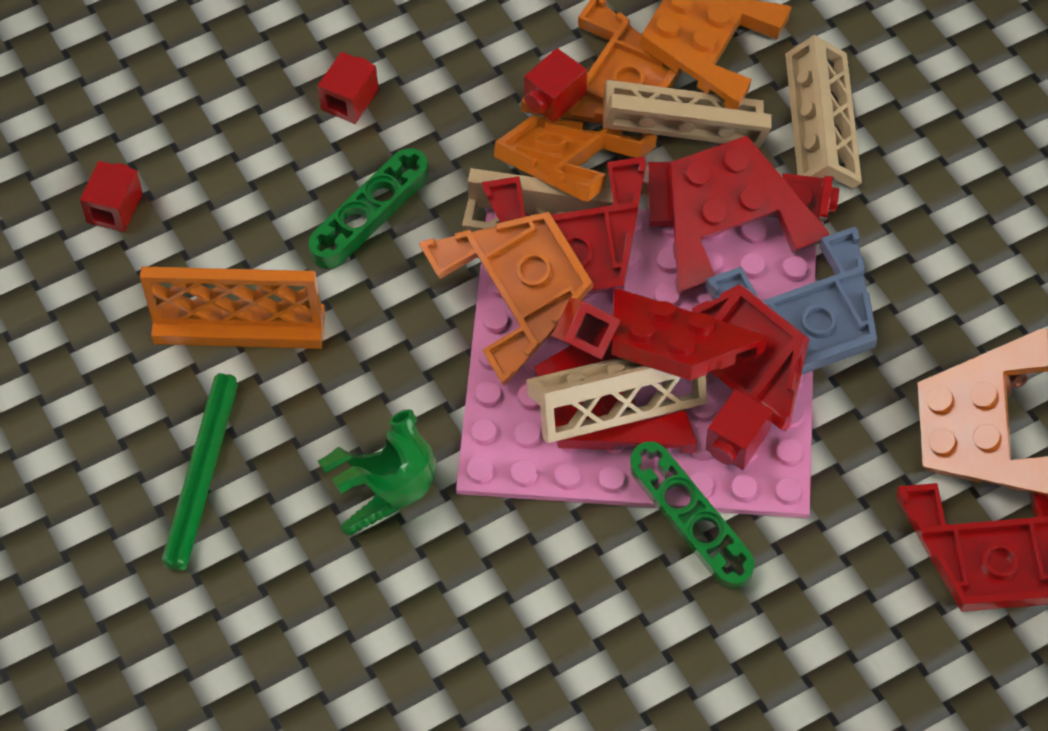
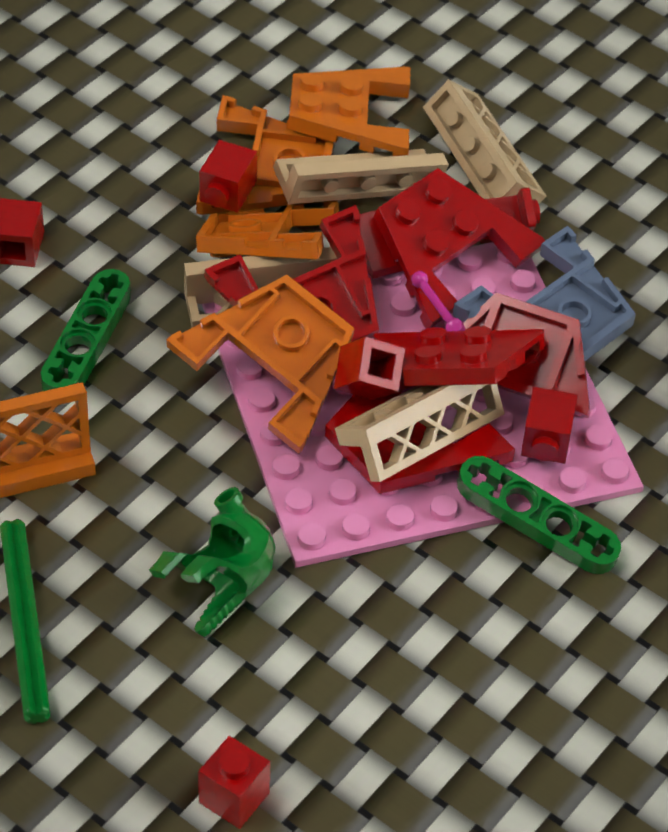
camera: 25 degrees left, 10 degrees down
(306, 683) = (234, 782): none -> red brick
(682, 246) = (420, 280): none -> dark pink hinge

